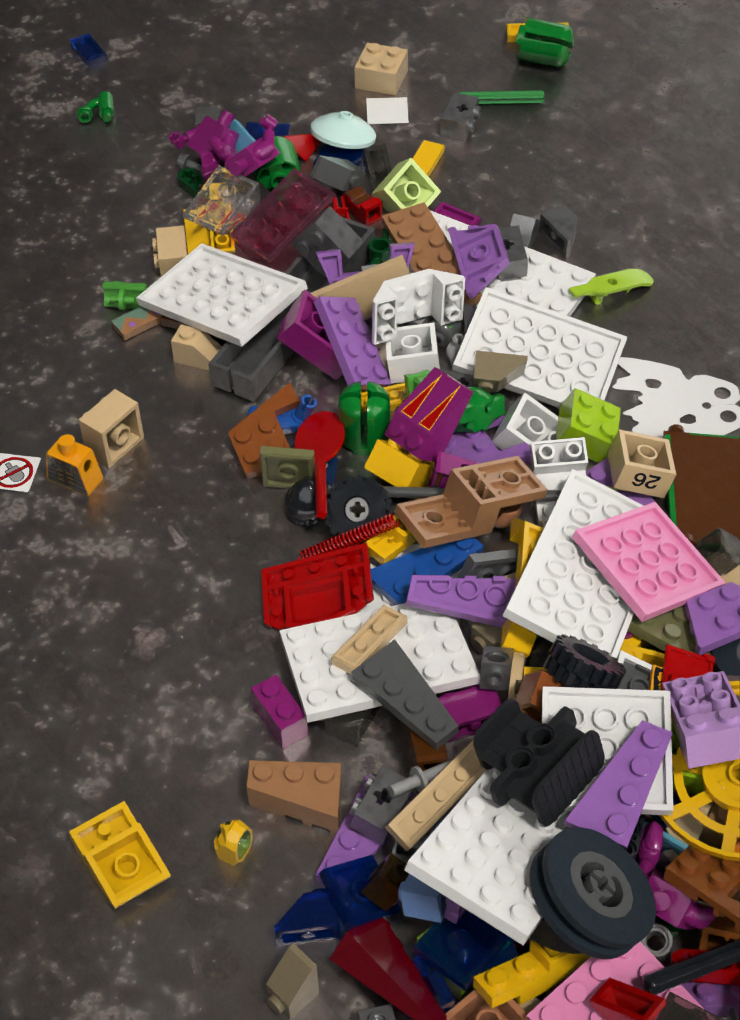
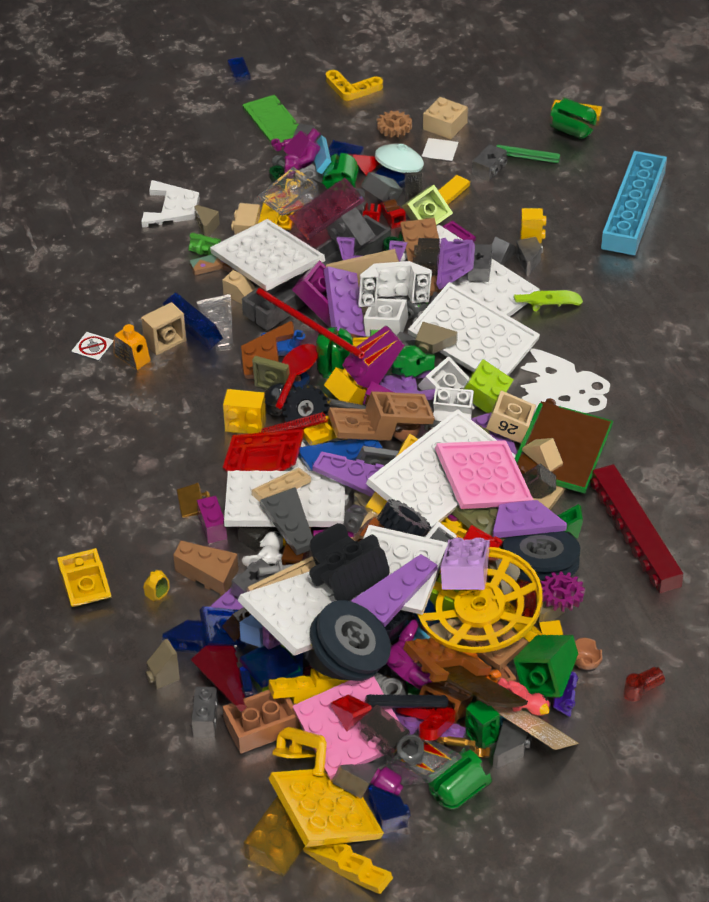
camera: 15 degrees right, 5 degrees down
(69, 246) = (177, 204): none -> white wing
(103, 102) = (235, 109): green plant -> none
(115, 258) = (207, 219): none -> dark tan slope
(155, 107) = (271, 118): none -> bright green piece
(155, 411) = (196, 323): none -> clear blue brick
(180, 401) = (220, 313): none -> clear wing
(234, 683) = (188, 499): none -> pearl gold piece
(245, 55) = (353, 90): none -> yellow beam
(252, 156) = (320, 164): magenta torso -> none
(270, 532) = (244, 411): none -> yellow brick
(318, 87) = (394, 123): none -> medium nougat gear
(324, 383) = (312, 324): none -> red piece
(384, 751) = (270, 552): none -> white animal
(440, 252) = (427, 254): none -> clear smoke brick
(553, 188) = (532, 223): none -> yellow brick
(666, 138) = (634, 203): none -> medium azure brick
(707, 507) = (544, 452): none -> tan slope

